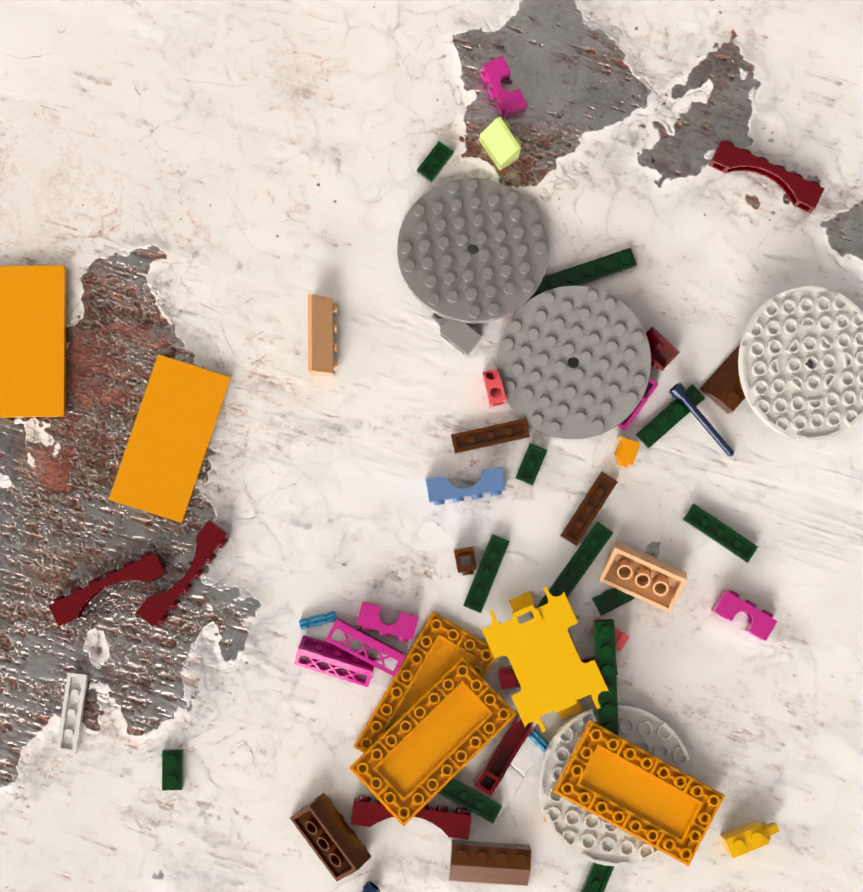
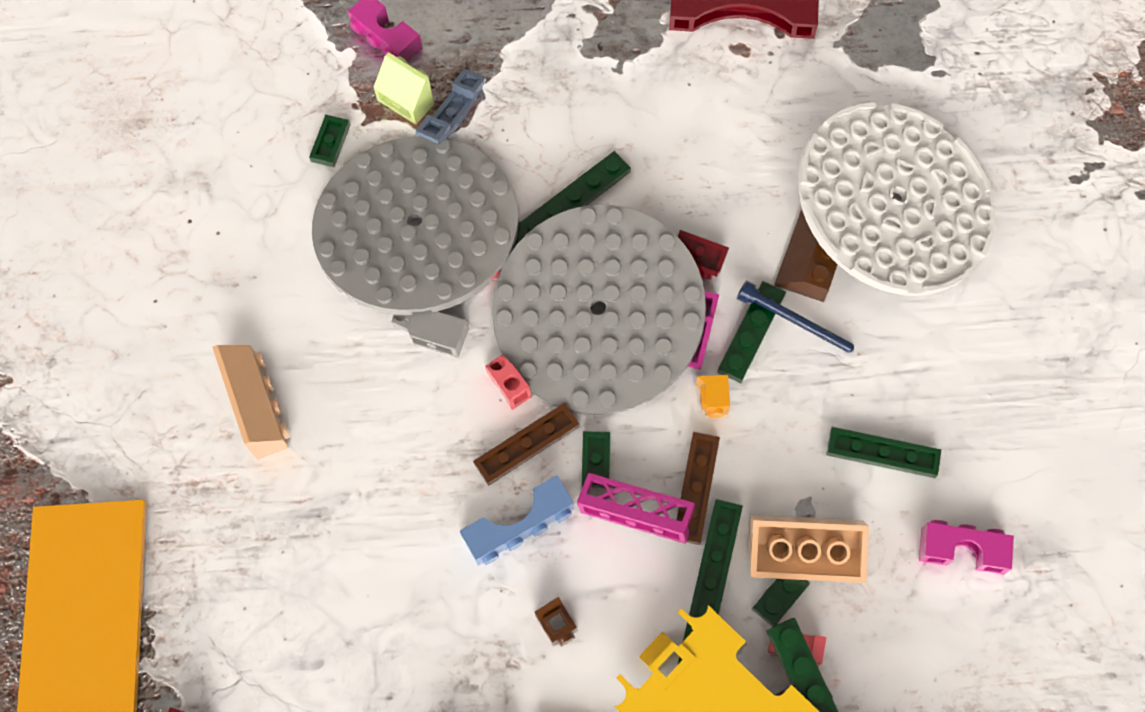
camera: 15 degrees left, 15 degrees down
(486, 573) = (592, 630): dark green plate -> none
(530, 170) = (453, 109): none -> sand blue slope
(540, 514) = (635, 518): none -> dark pink fence

